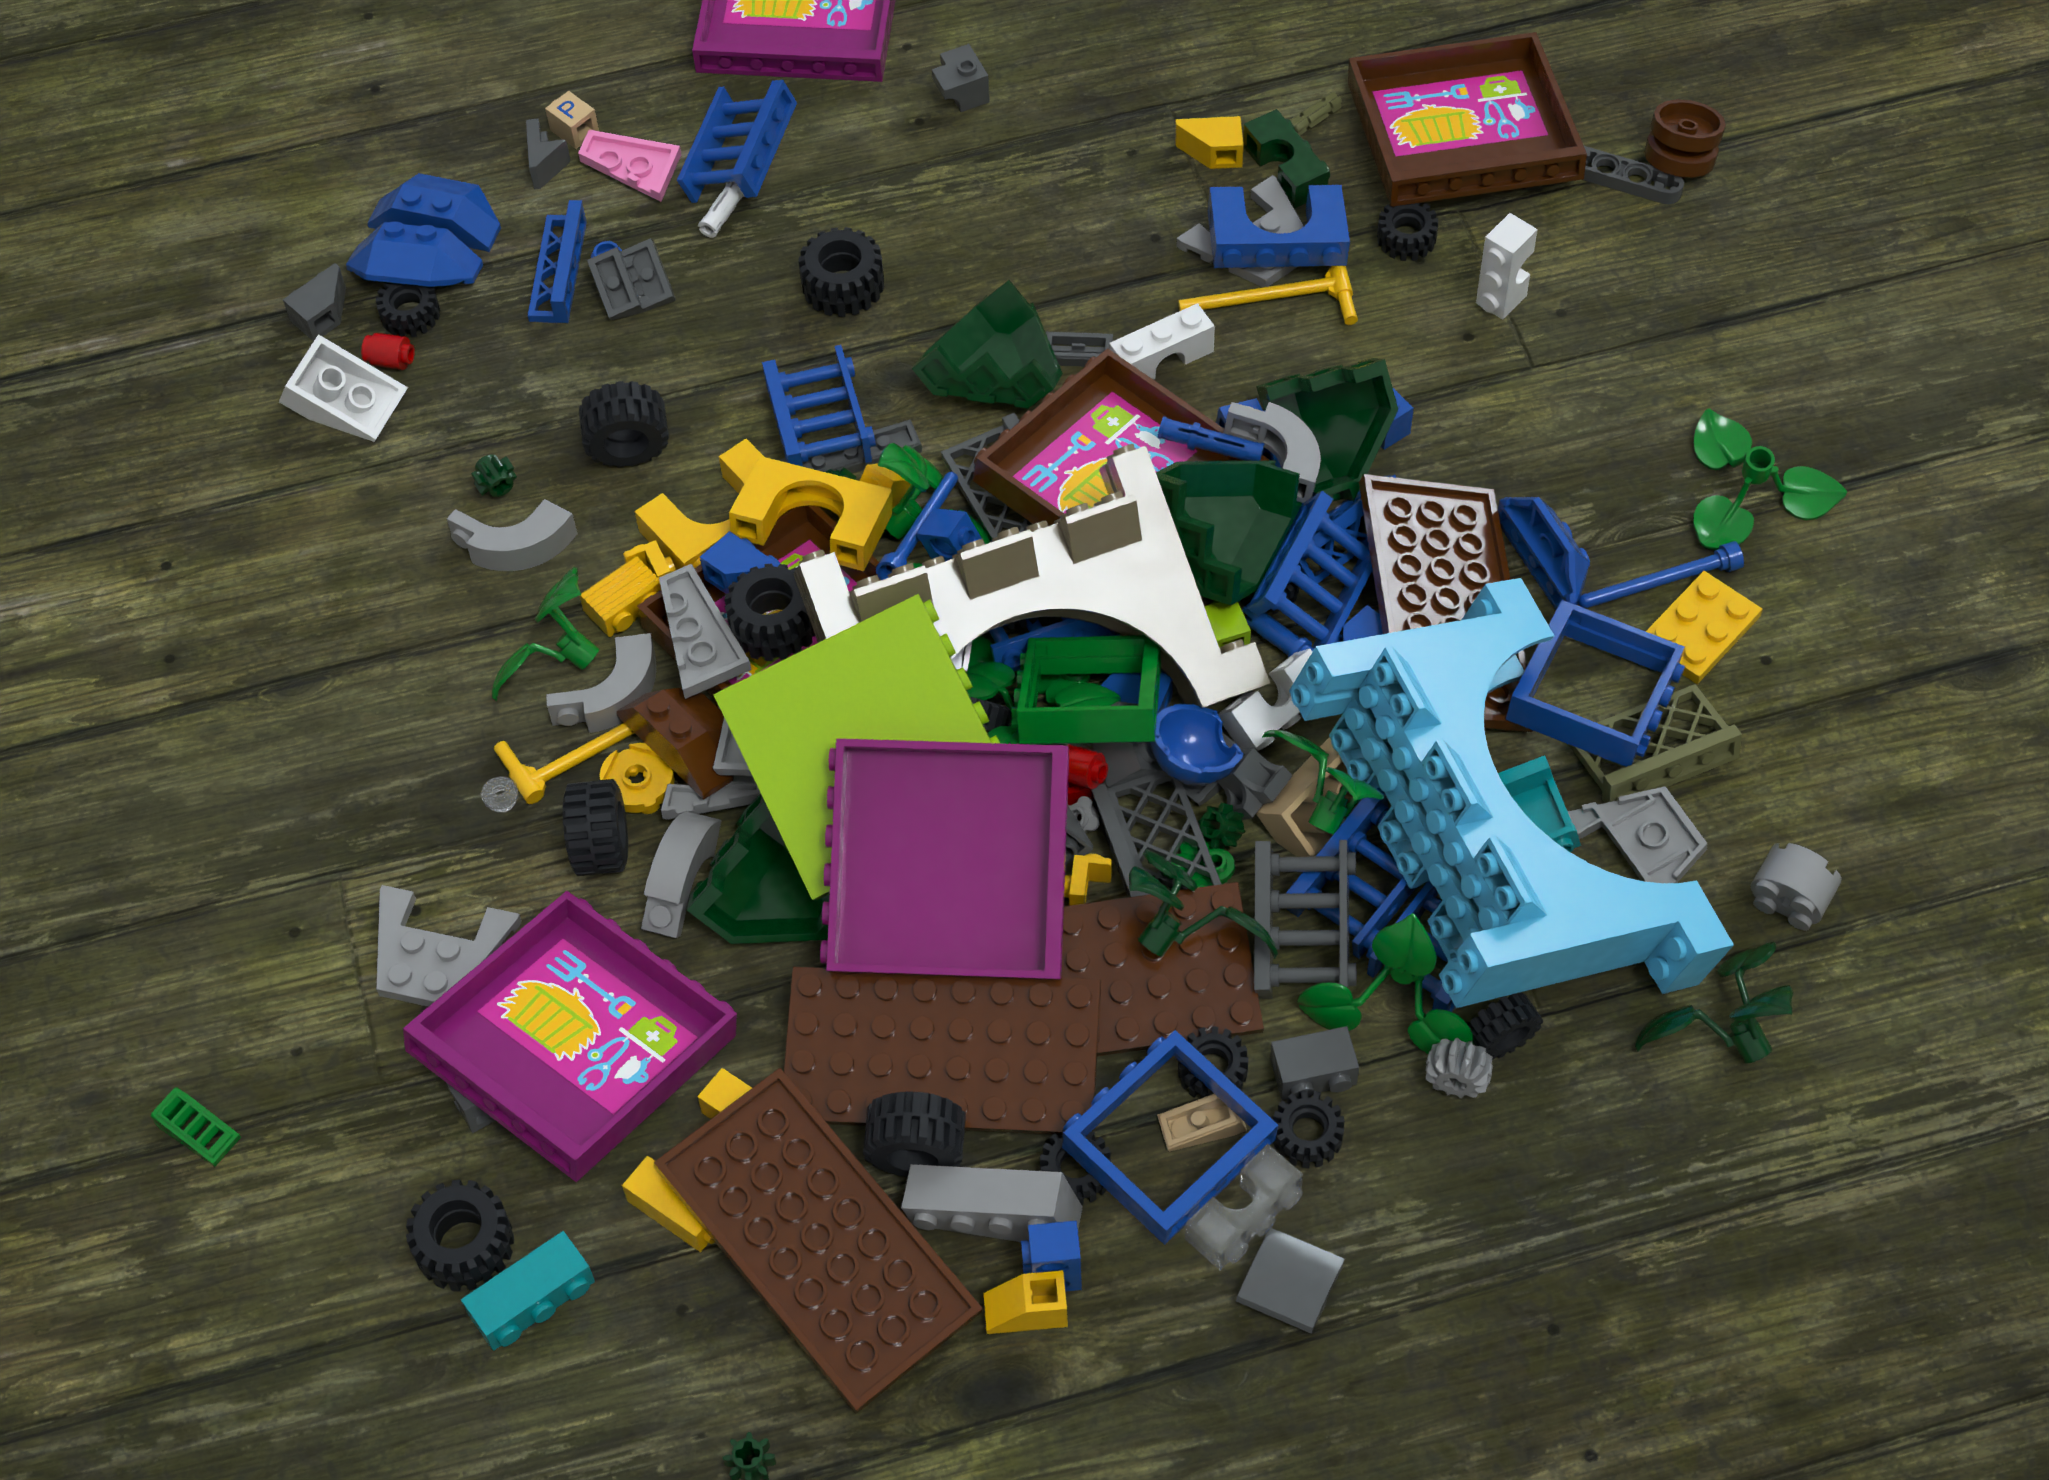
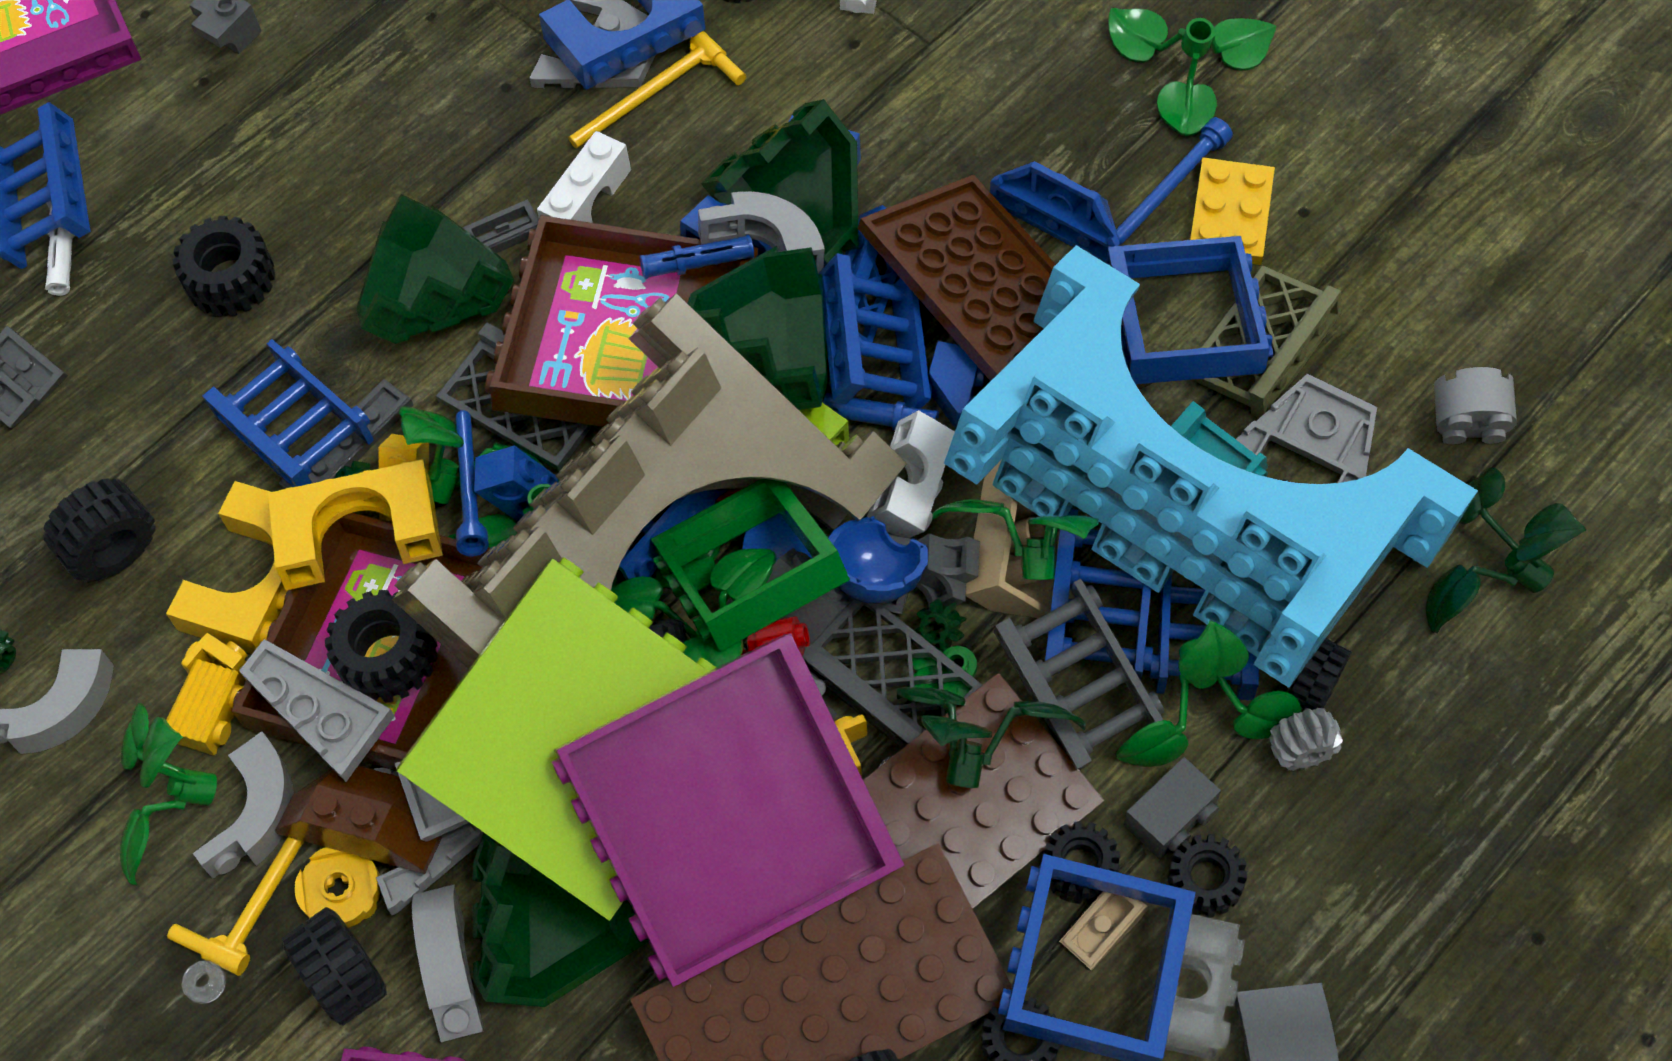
camera: 30 degrees left, 5 degrees up
(730, 558) = (306, 613): blue slope -> none

